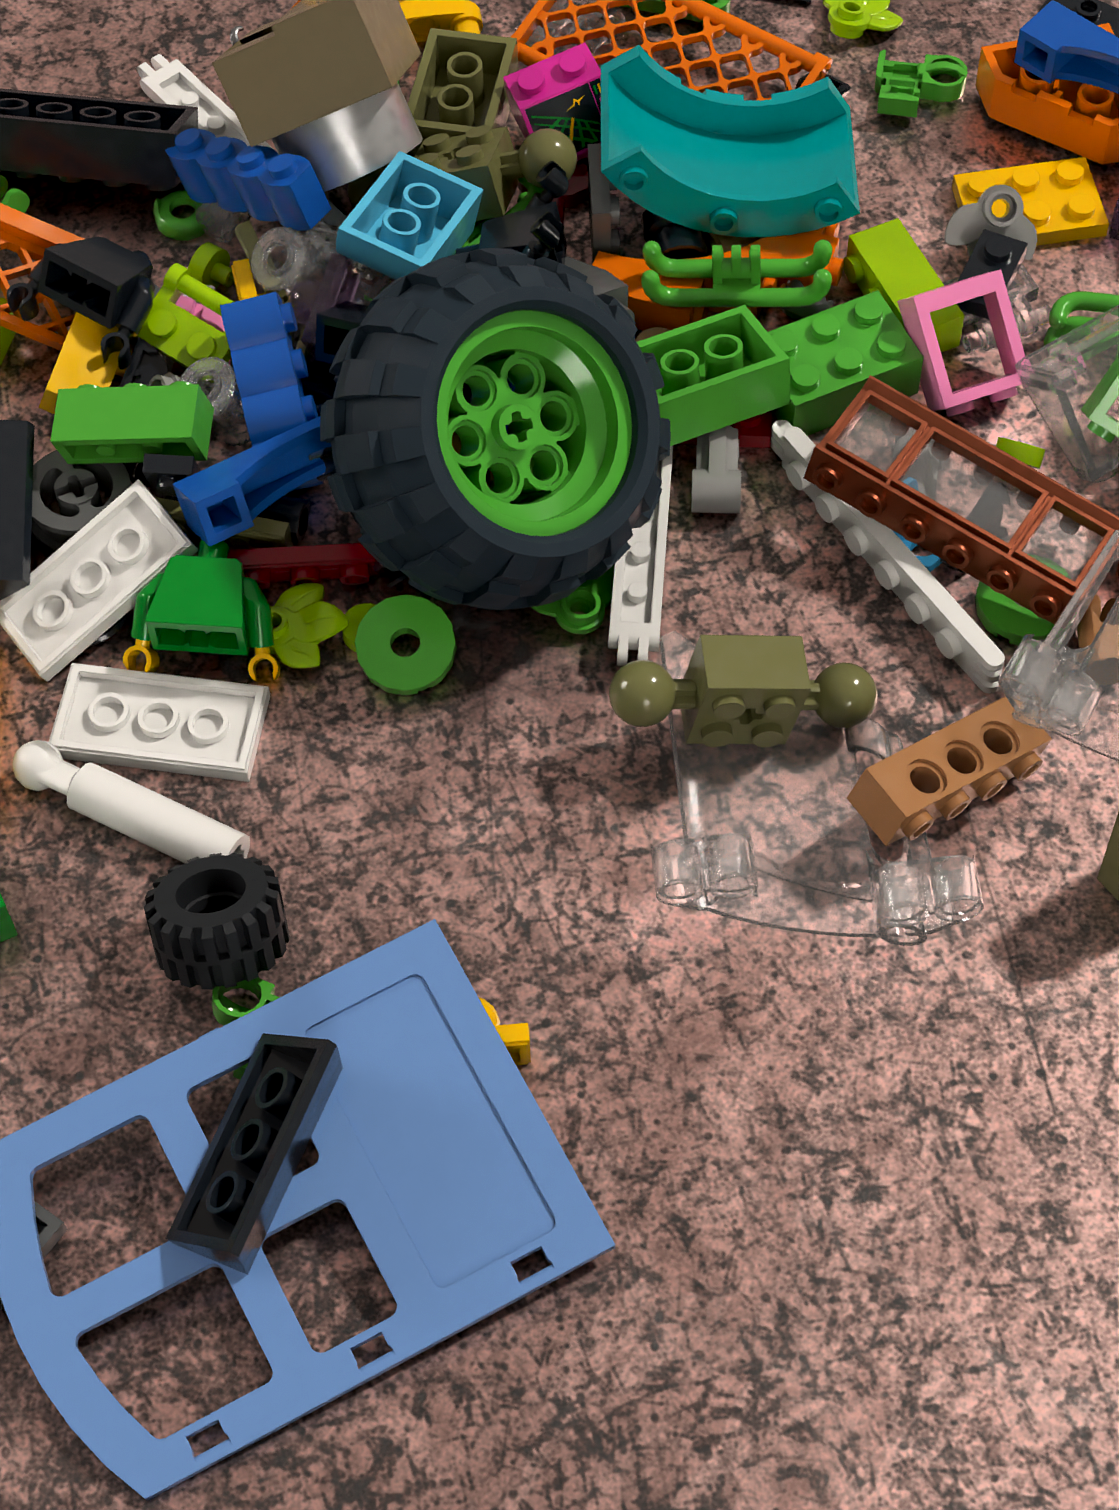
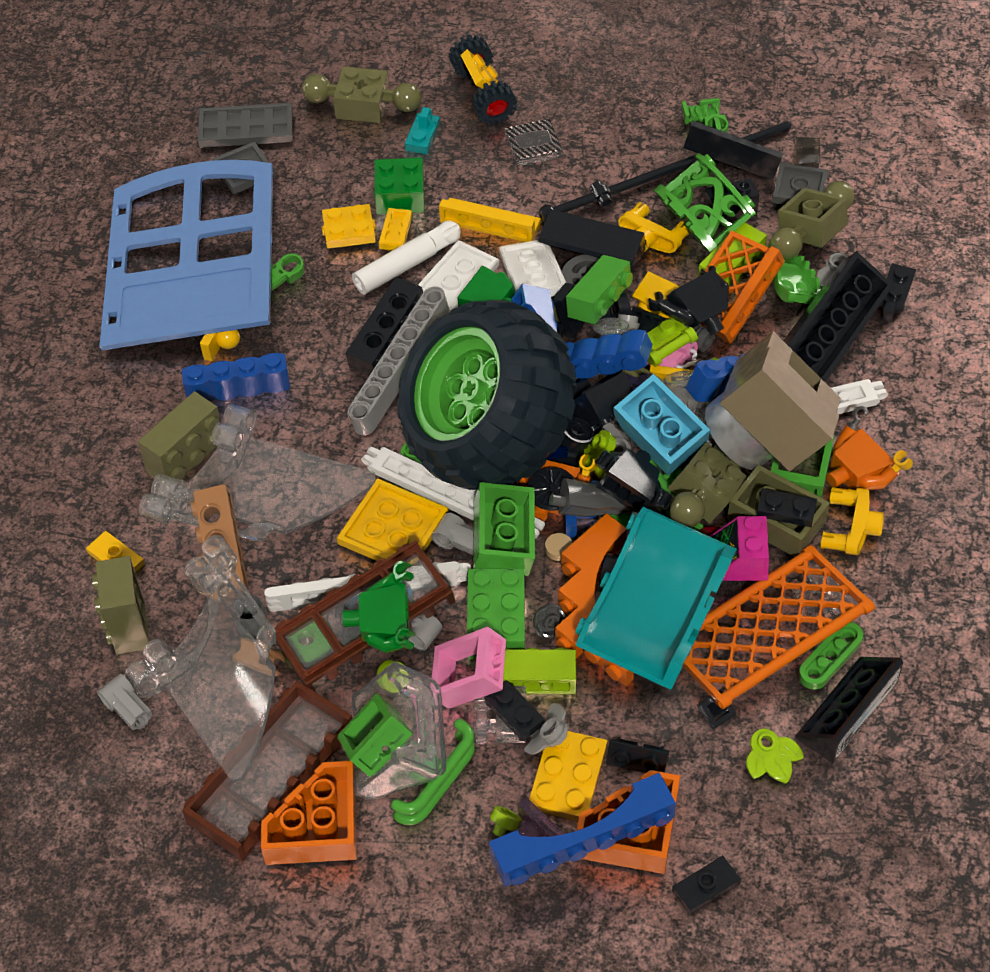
camera: 115 degrees right, 5 degrees down
(60, 864) = (395, 228): none -> yellow plate
(80, 957) = (348, 226): none -> yellow plate
(217, 920) = (331, 246): black tyre -> none
(256, 1149) = (207, 237): black slope -> none
(308, 769) = (389, 312): none -> black brick
(380, 682) = (384, 380): none -> light grey beam
(473, 62) = (787, 507): none -> black plate
(574, 953) = (239, 378): none -> blue brick
(737, 278) = (565, 572): bright green piece -> none
(743, 691) = (310, 475): olive brick -> none
(748, 571) = (389, 520): none -> yellow plate
(770, 948) = (180, 438): none -> olive brick
(904, 83) = (698, 756): bright green piece -> none
(948, 122) = (630, 756): none -> black hinge
(975, 428) = (384, 612): none -> green torso
(1046, 964) = (109, 547): none -> yellow plate

